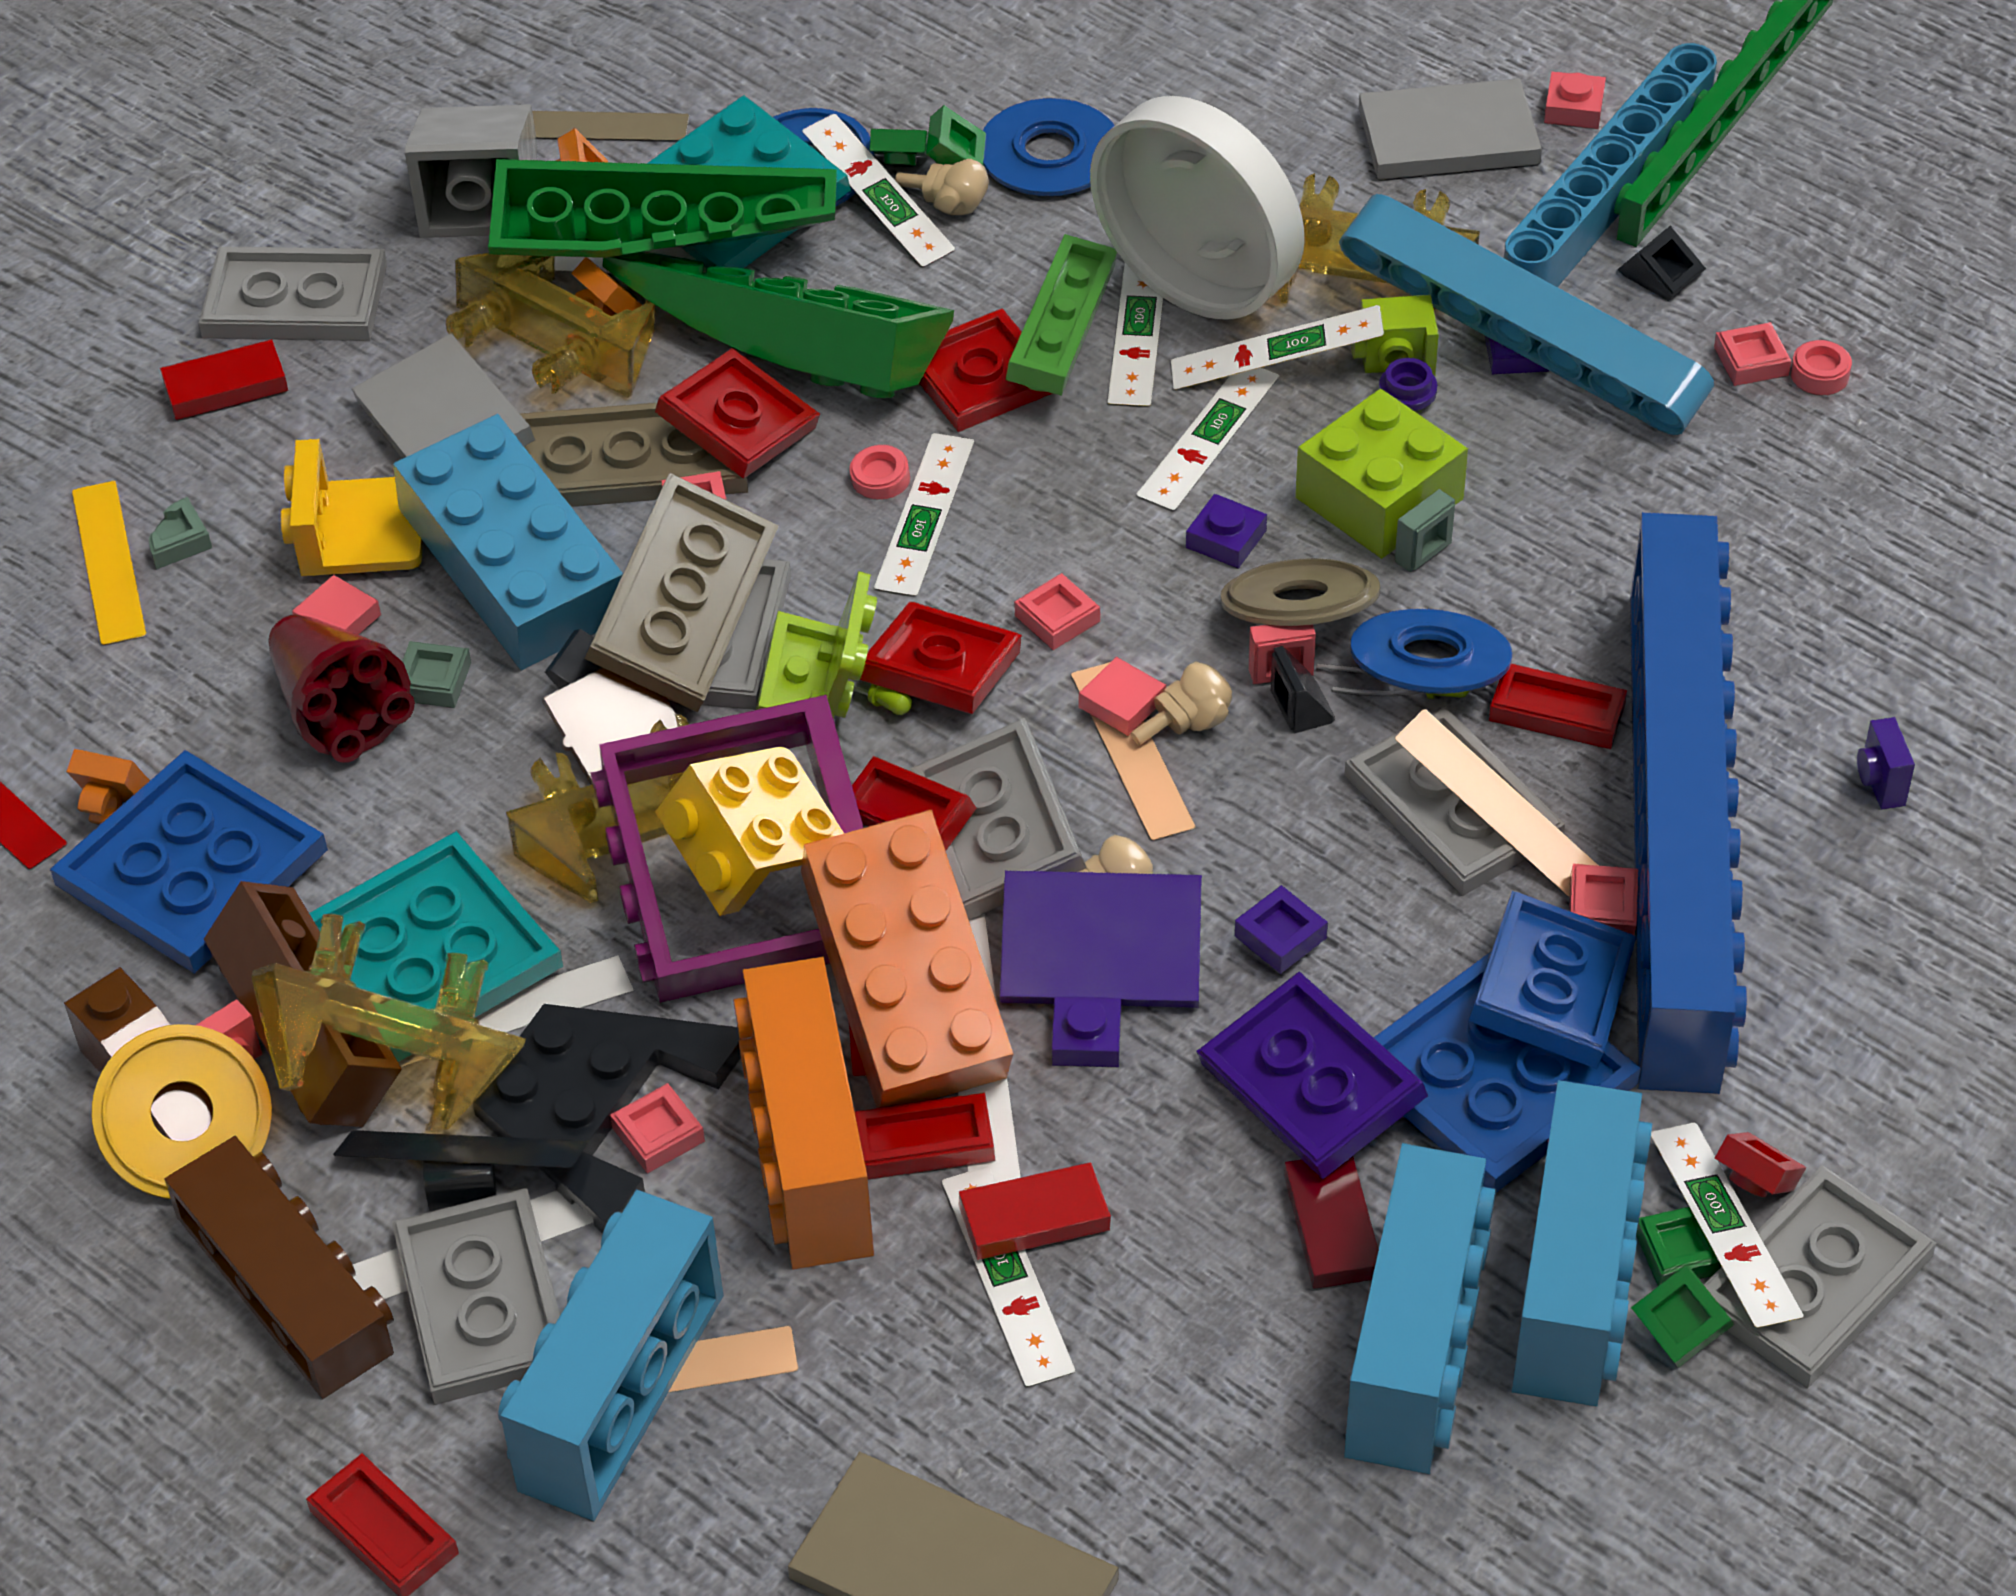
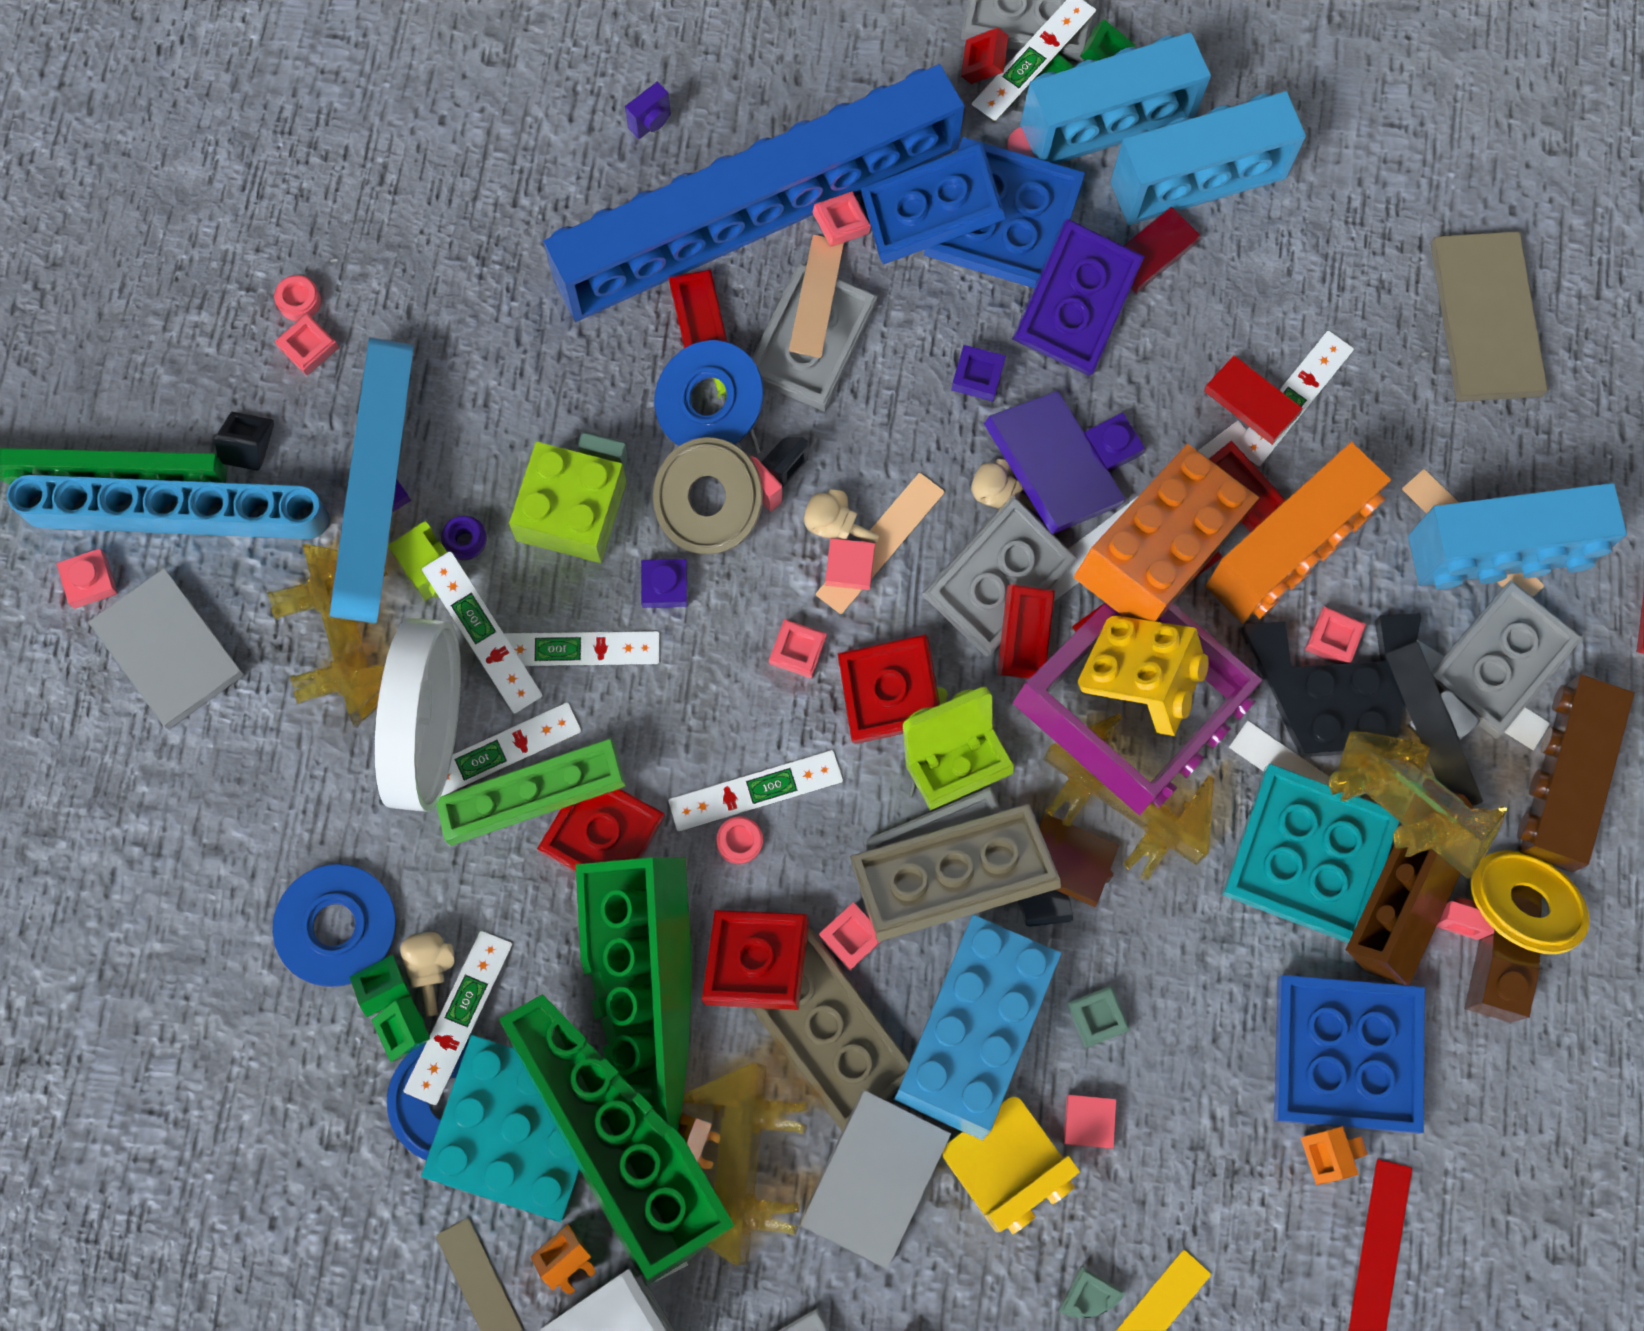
camera: 125 degrees left, 25 degrees up
(339, 686) = (1165, 1064): dark red cone -> none

